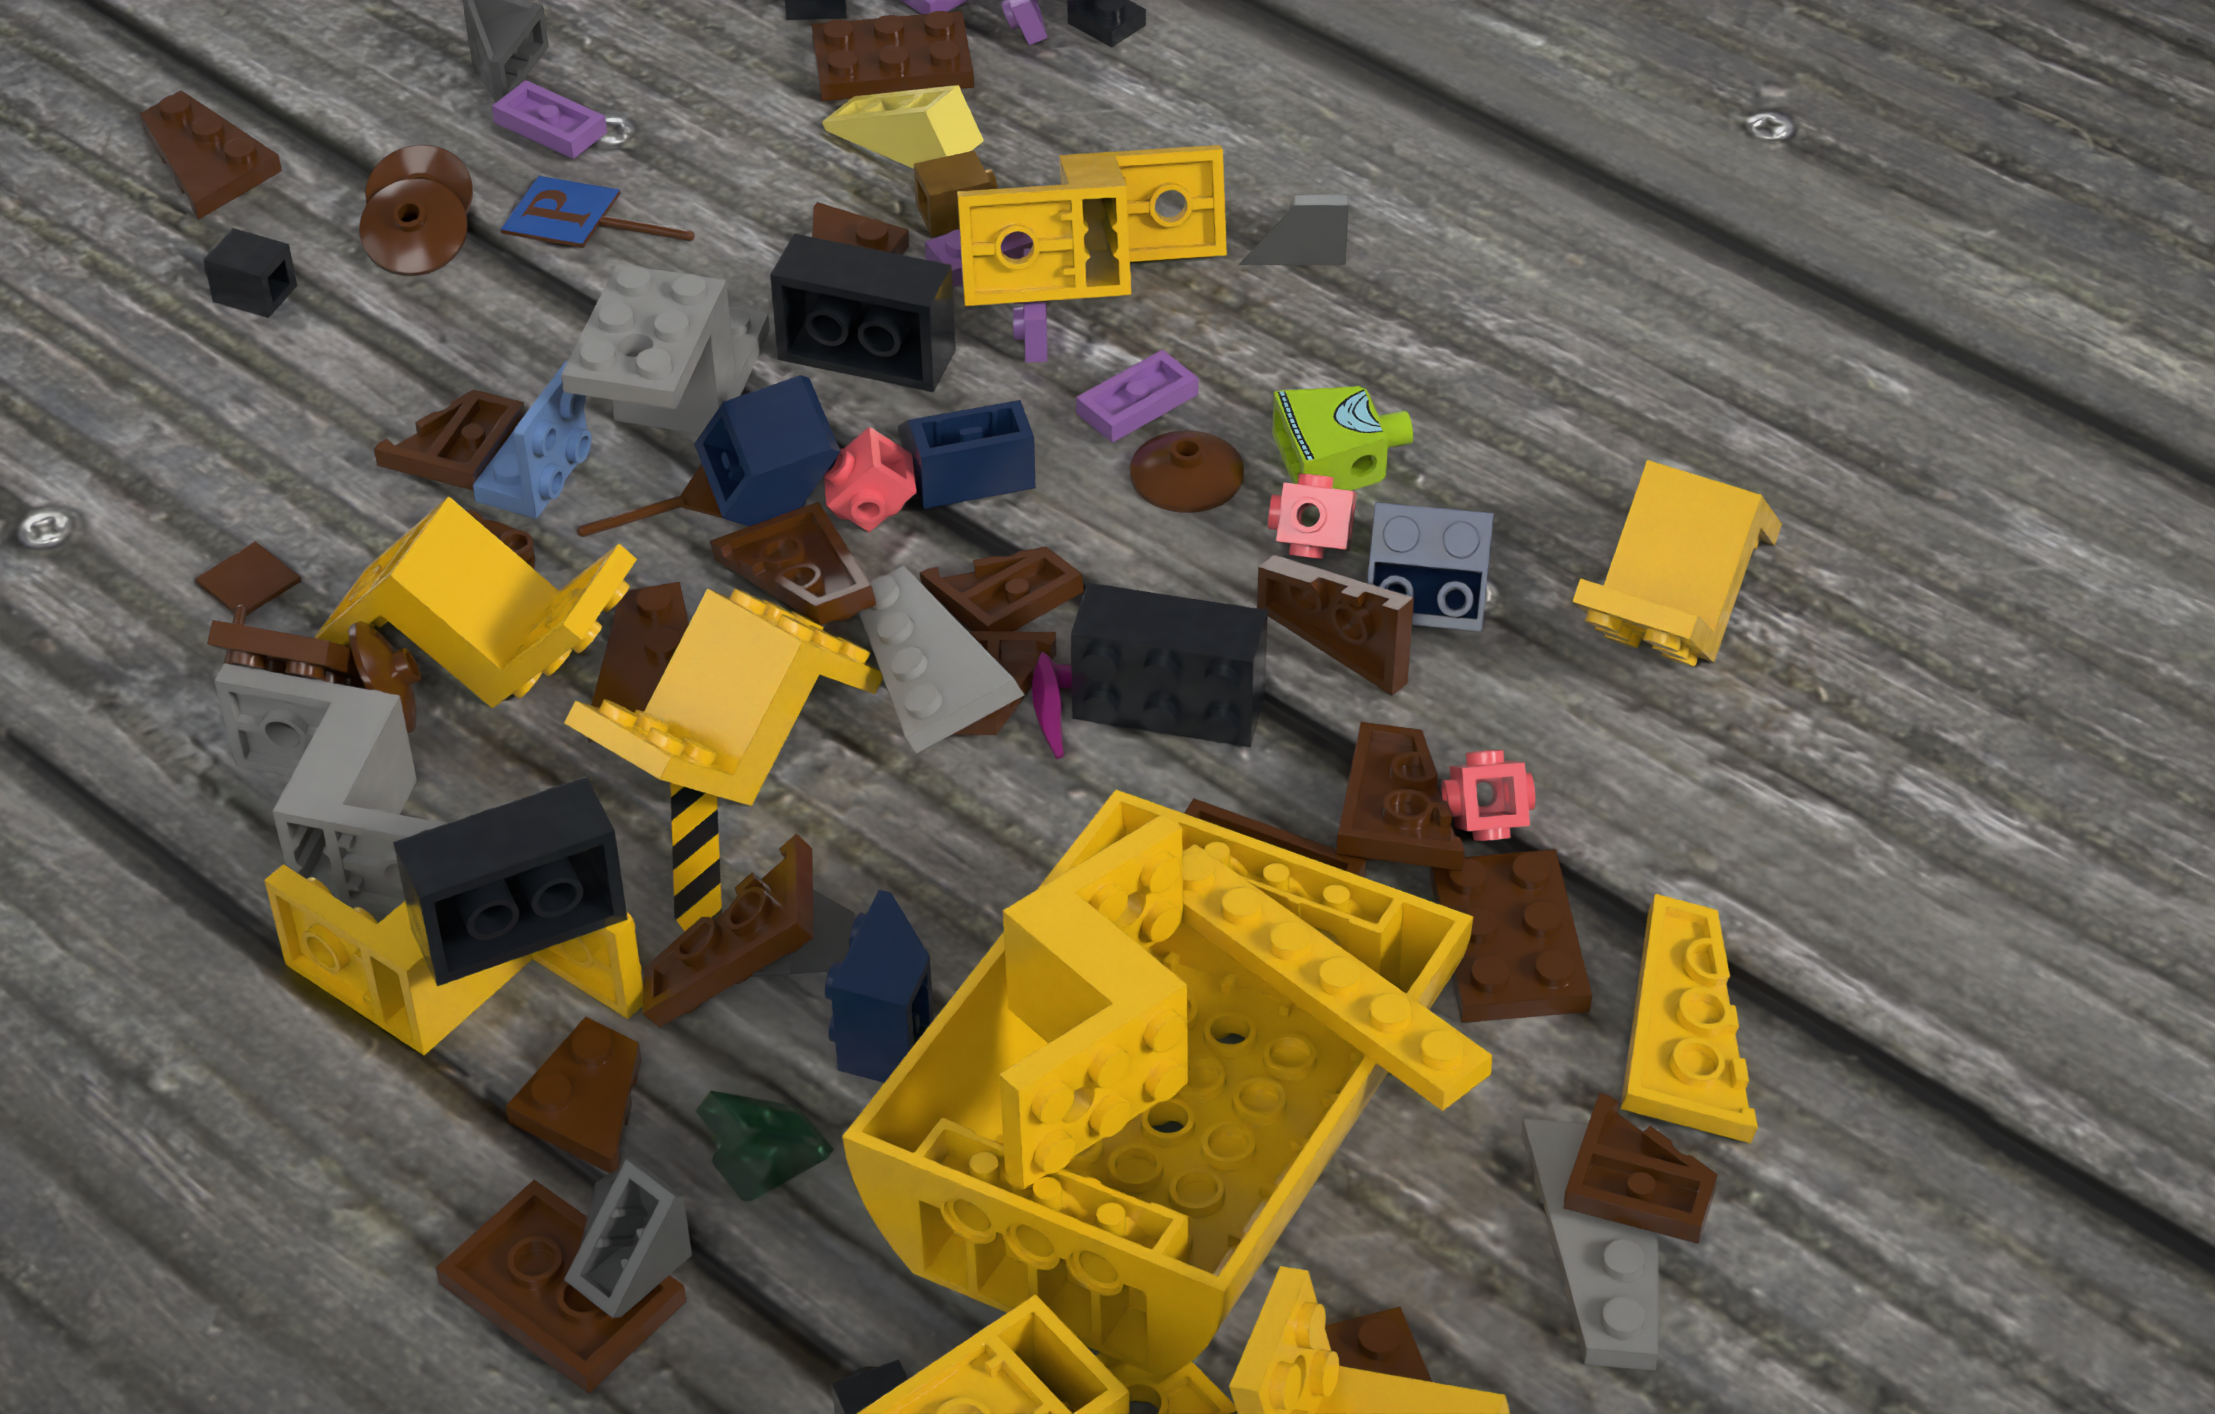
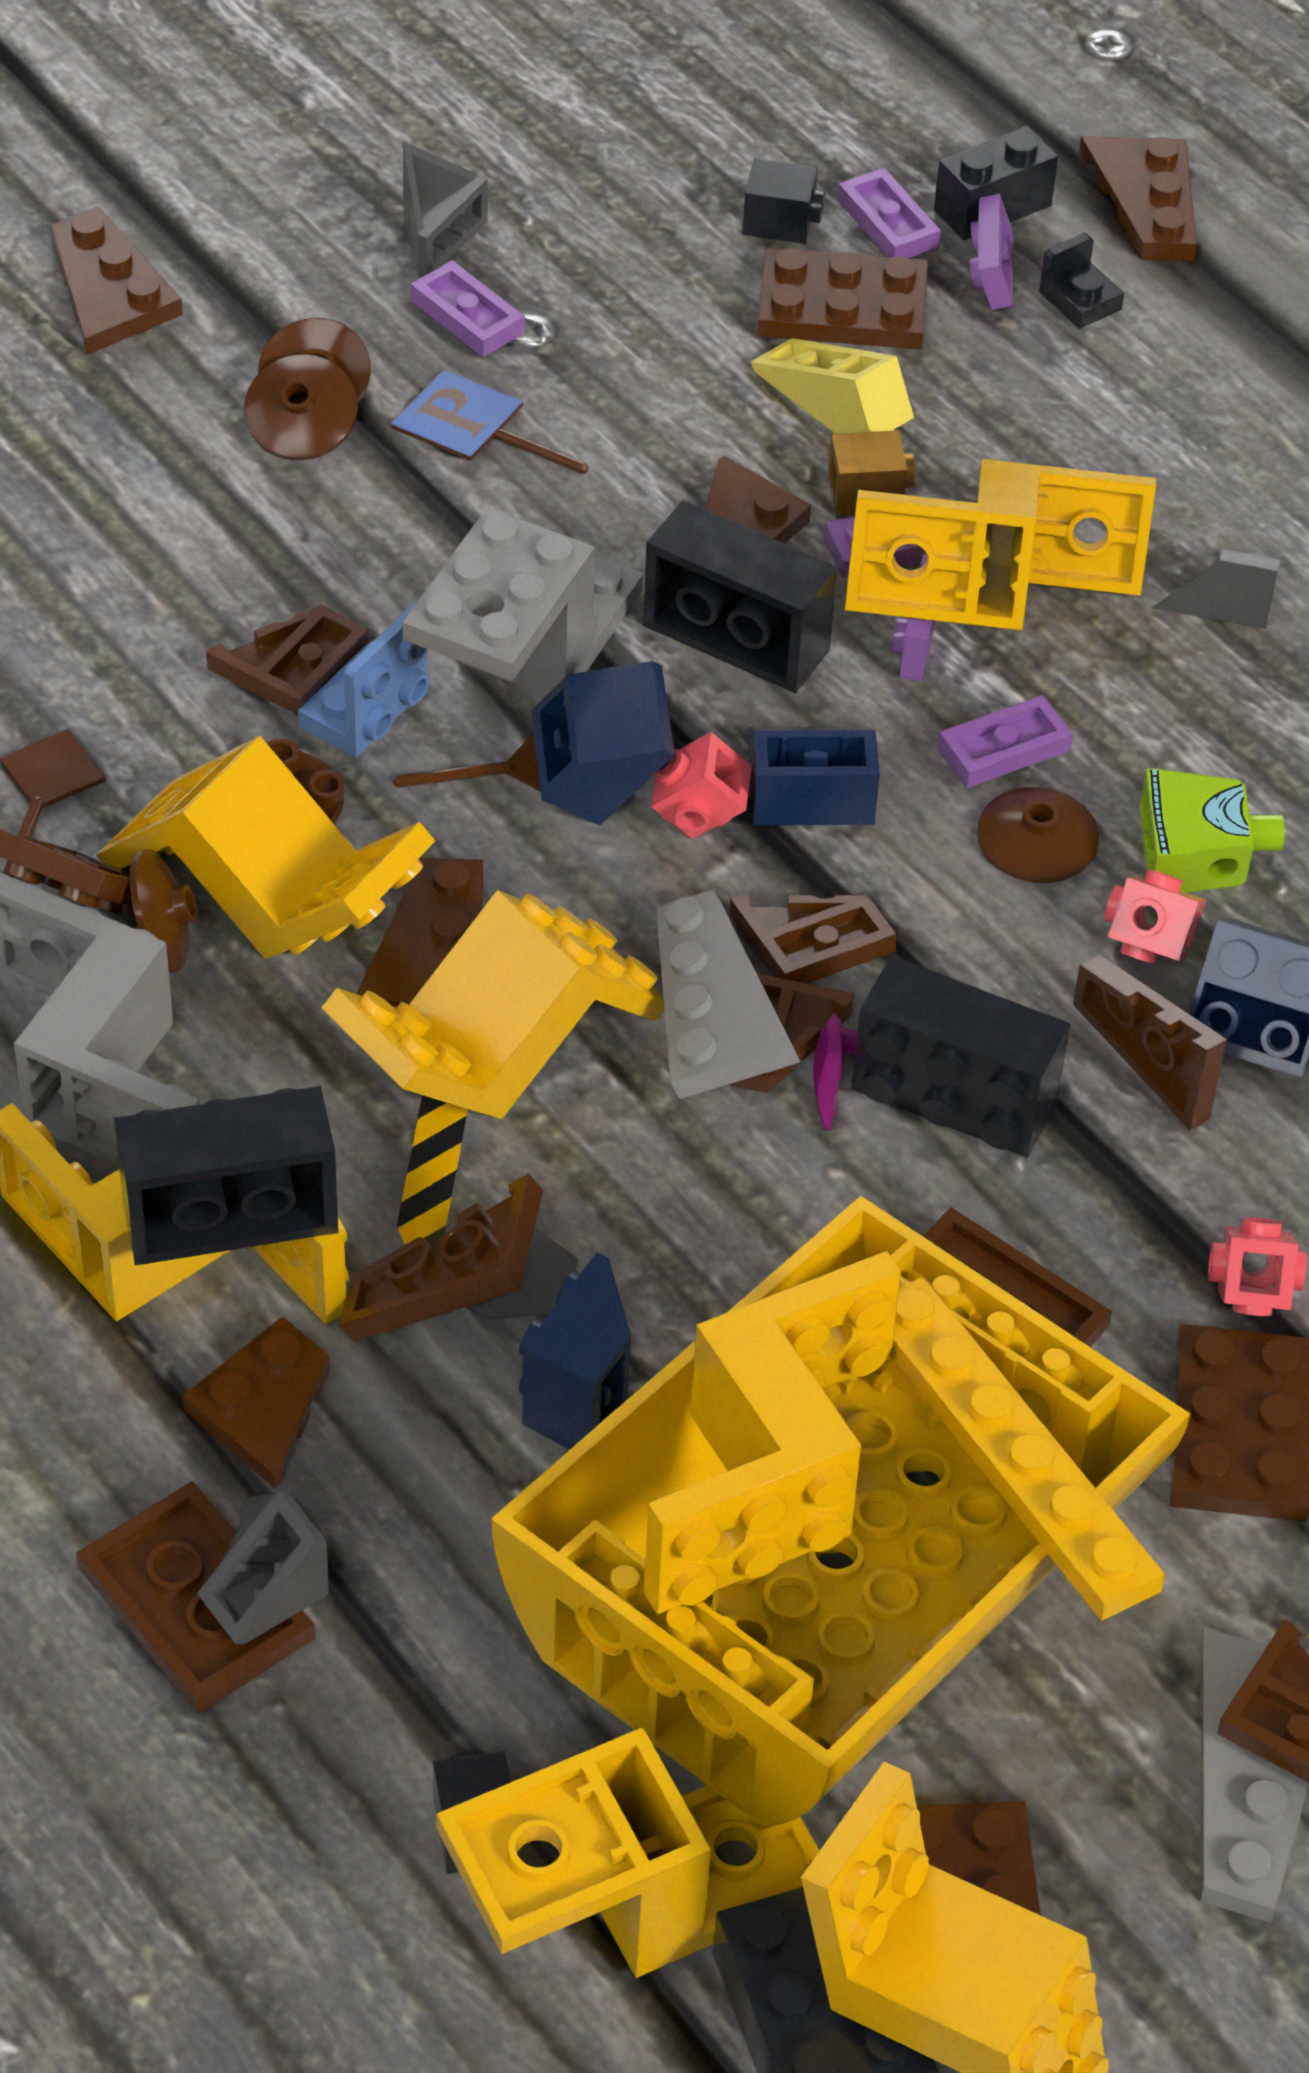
camera: 10 degrees right, 5 degrees up
(250, 272) = (124, 429): black brick -> none
(760, 1142) = (425, 1487): clear green slope -> none
(800, 563) = (609, 865): reddish brown wing -> none
(1395, 802) = (1159, 1254): reddish brown wing -> none

